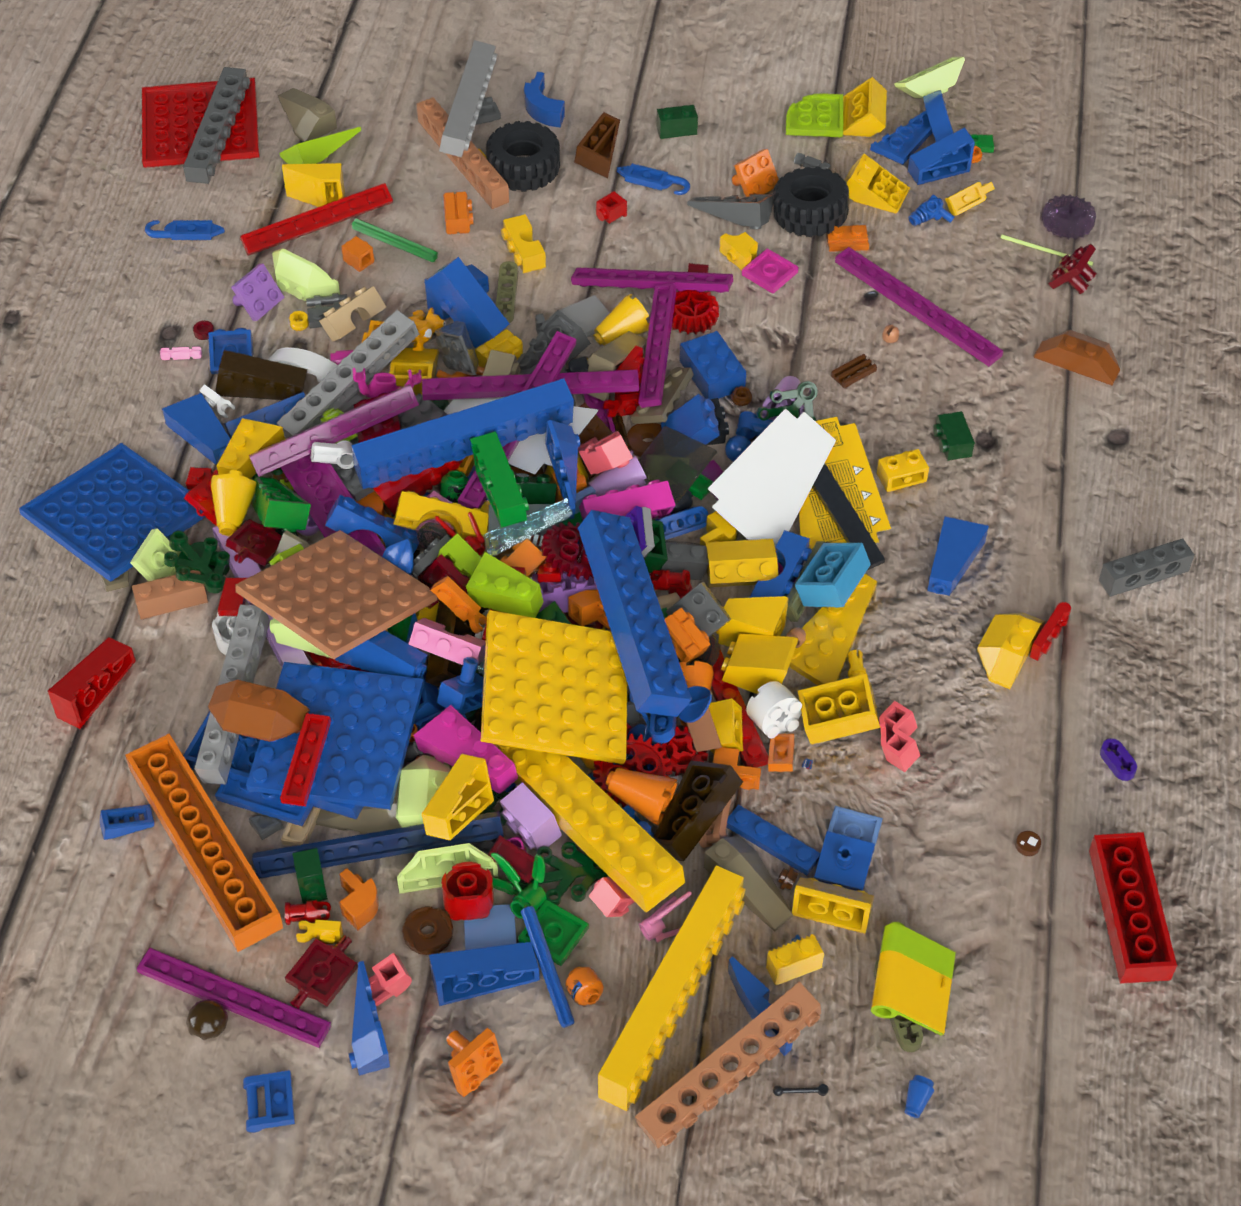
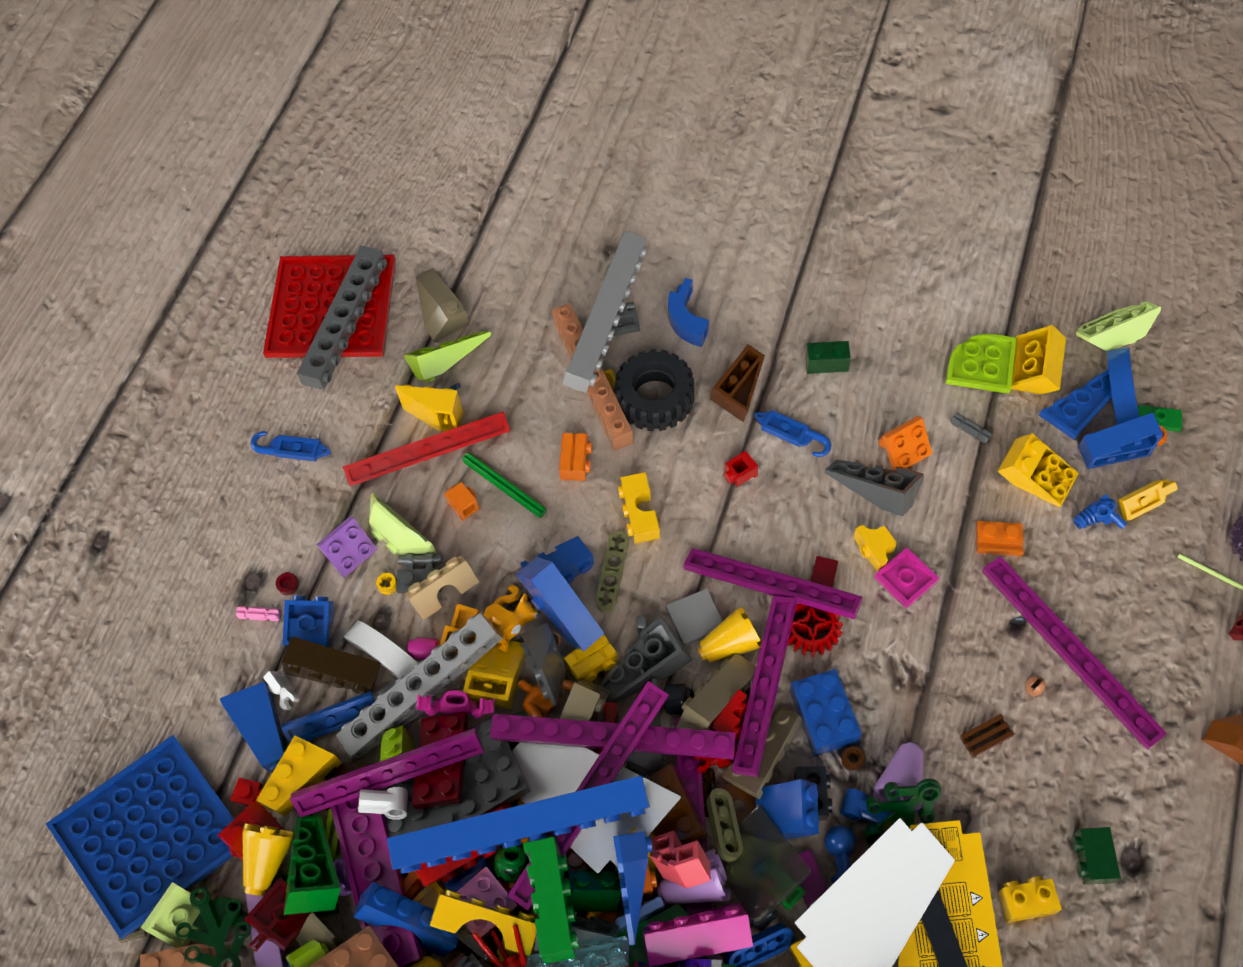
camera: 15 degrees right, 10 degrees up
(638, 443) = (726, 816): none -> olive plate
(811, 201) = (968, 467): black tyre -> none

